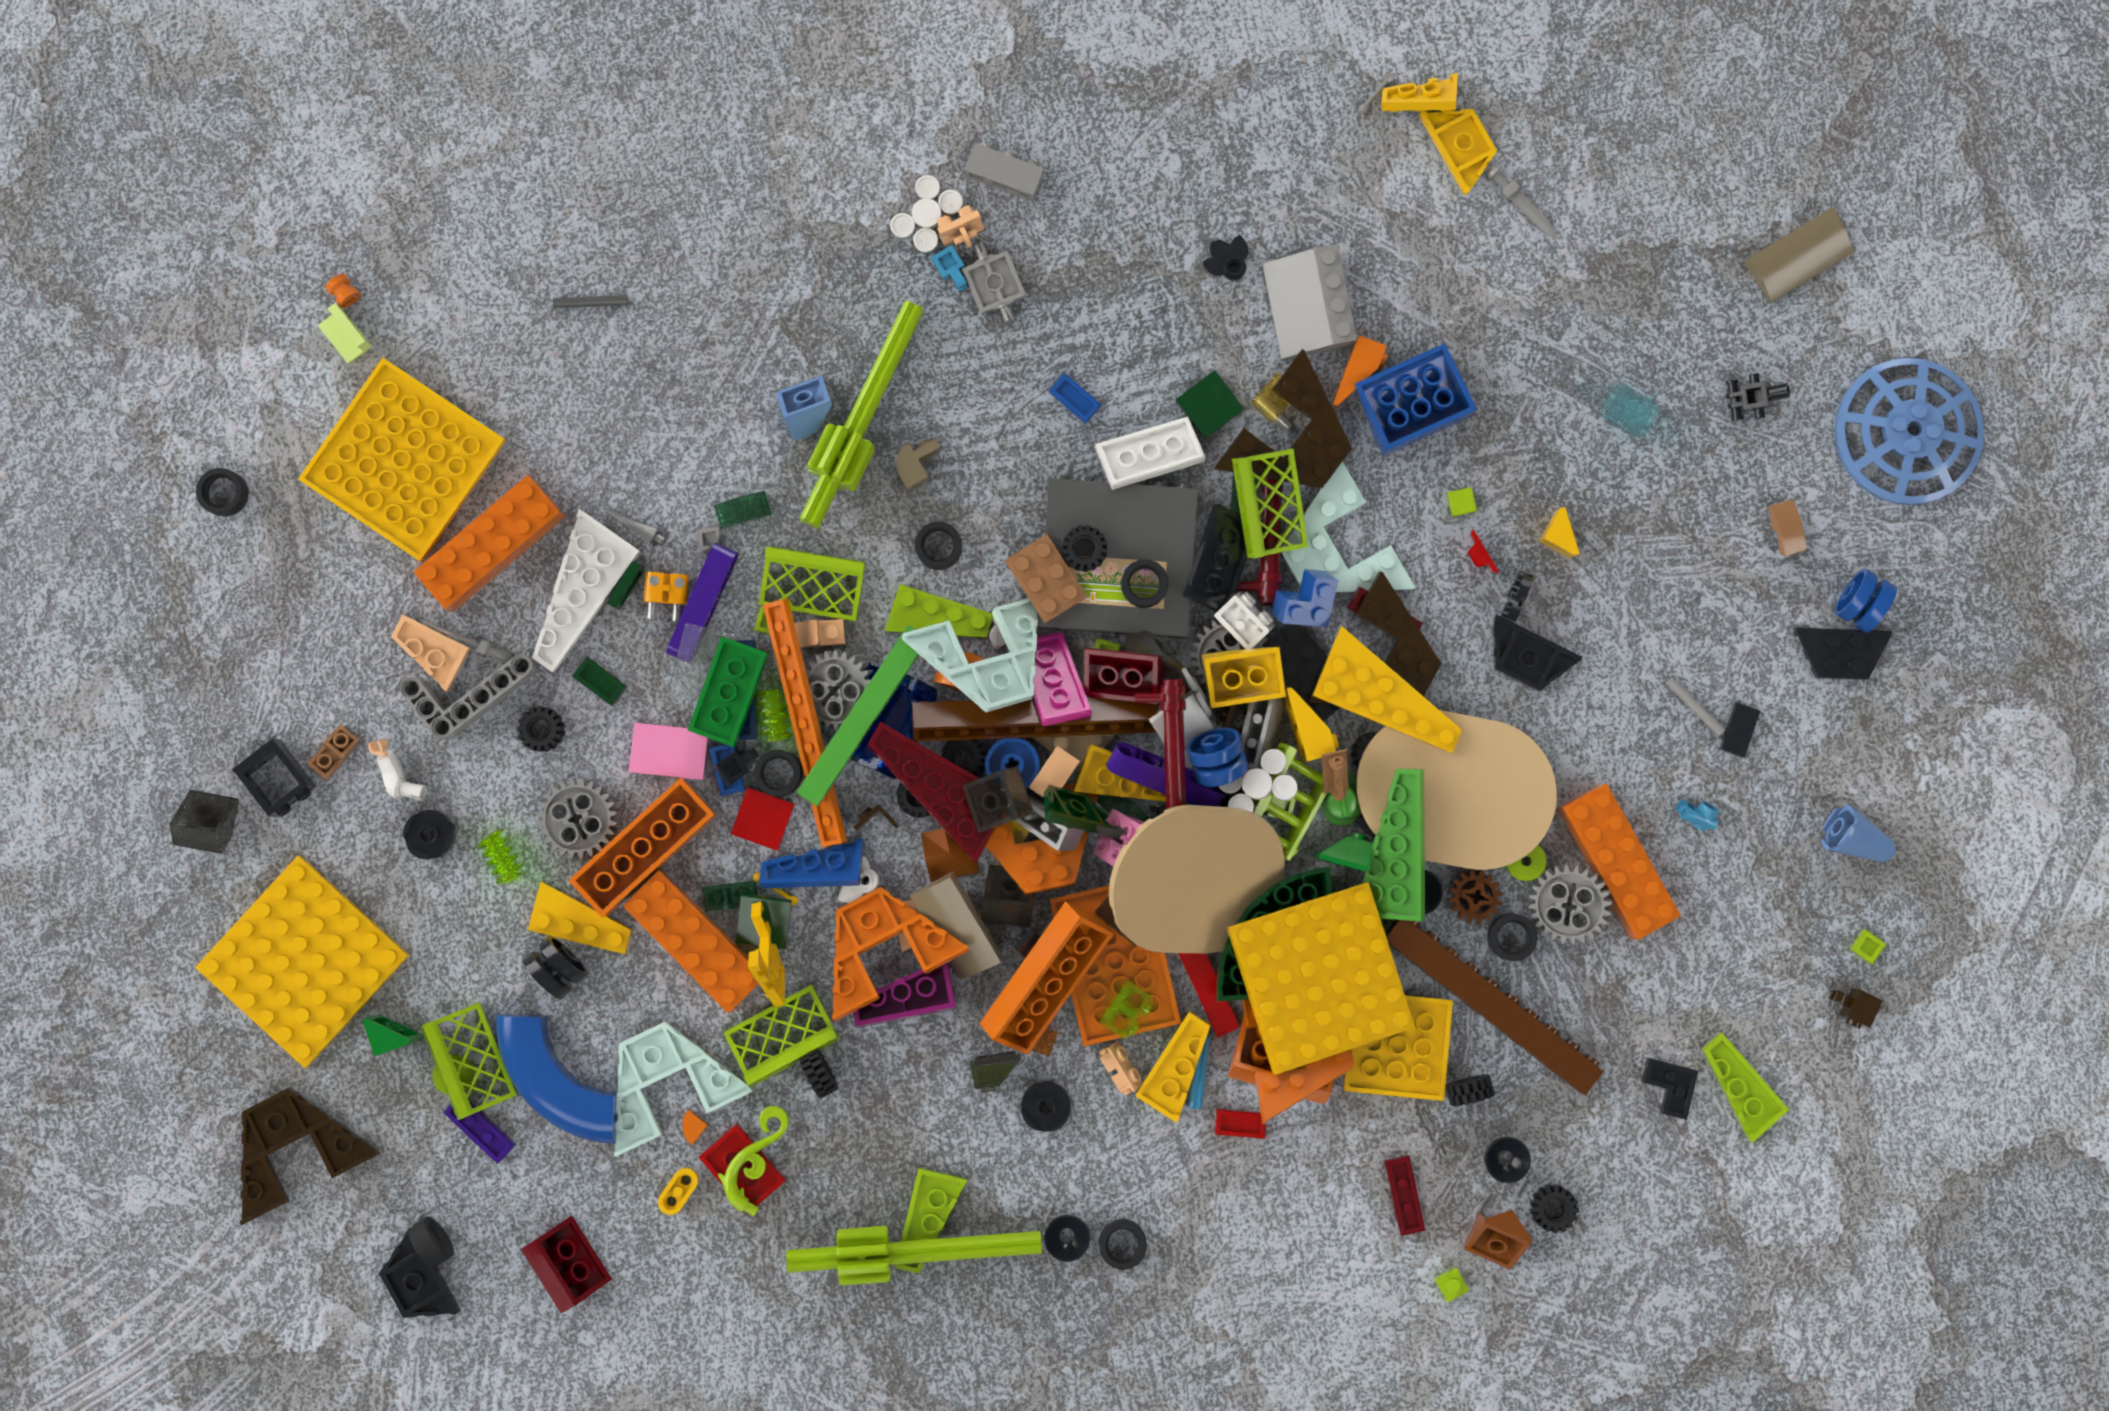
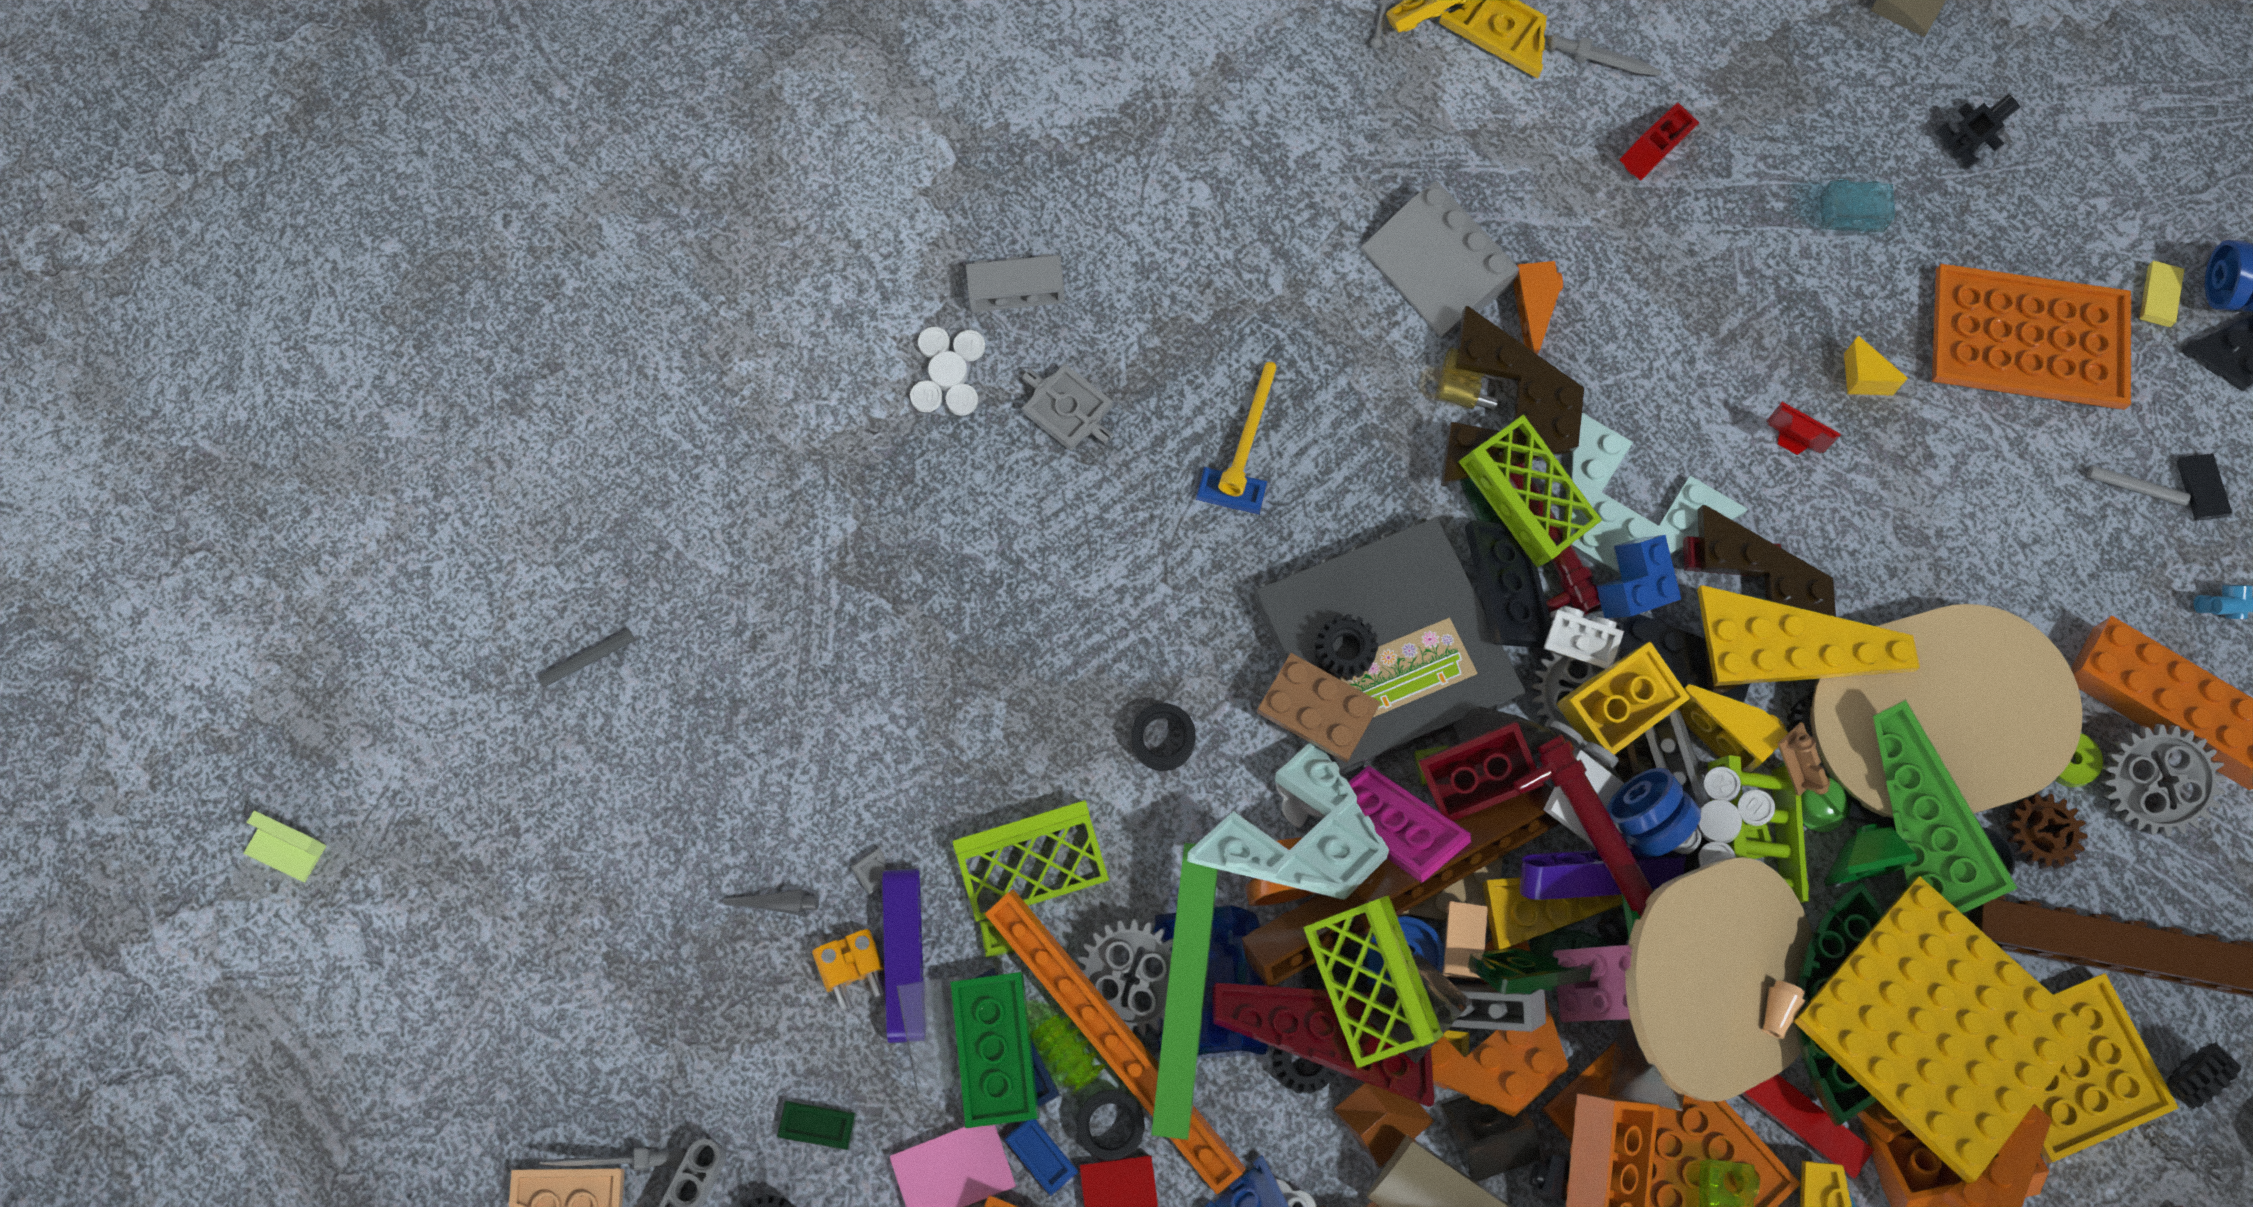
camera: 25 degrees left, 15 degrees down
(207, 480) = (171, 1117): black tyre -> none
(343, 291) = (262, 795): orange wheel -> none
(402, 459) = (425, 969): yellow plate -> none
(489, 544) = (589, 1019): orange brick -> none
(584, 583) = (738, 1000): white wing -> none
(626, 585) = (794, 982): dark green tile -> none
(734, 766) = (1050, 1144): black plate -> none
(742, 509) = (897, 814): clear green slope -> none
(804, 407) = (915, 653): medium blue slope -> none
(820, 633) = (1075, 916): light nougat slope -> none
(841, 450) = (990, 677): lime axle -> none
(869, 813) = (1255, 1117): dark brown bracket -> none
(909, 463) = (1079, 659): dark tan brick -> none
(925, 609) = (1190, 820): lime wing -> none
(950, 265) = (1004, 411): dark azure plate -> none
(960, 229) = (999, 365): light nougat hips -> none
(994, 769) = (1403, 975): none -> lime fence
(1077, 393) = (1233, 480): none -> yellow piece
(1150, 453) = (1356, 505): white tile -> none
(1163, 583) = (1456, 633): black tyre -> none
(1209, 404) = (1391, 423): dark green tile -> none
(1225, 916) = (1782, 1007): none -> light nougat cone
(1226, 255) = (1316, 256): black plate -> none
(1414, 399) = (1621, 303): blue slope -> none
(1461, 502) = (1737, 391): lime tile -> none
(1517, 594) = (1870, 457): black plate -> none
(1520, 289) = (1658, 141): none -> red slope
(1528, 656) = (1921, 520): black wing -> none
(1528, 948) = (2139, 841): black tyre -> none
(1691, 566) = (2032, 336): none -> orange plate
(1789, 528) = (2098, 238): medium nougat slope -> none
(1806, 581) = (2161, 294): none -> light yellow tile
(1898, 438) = (2148, 98): medium blue dish -> none

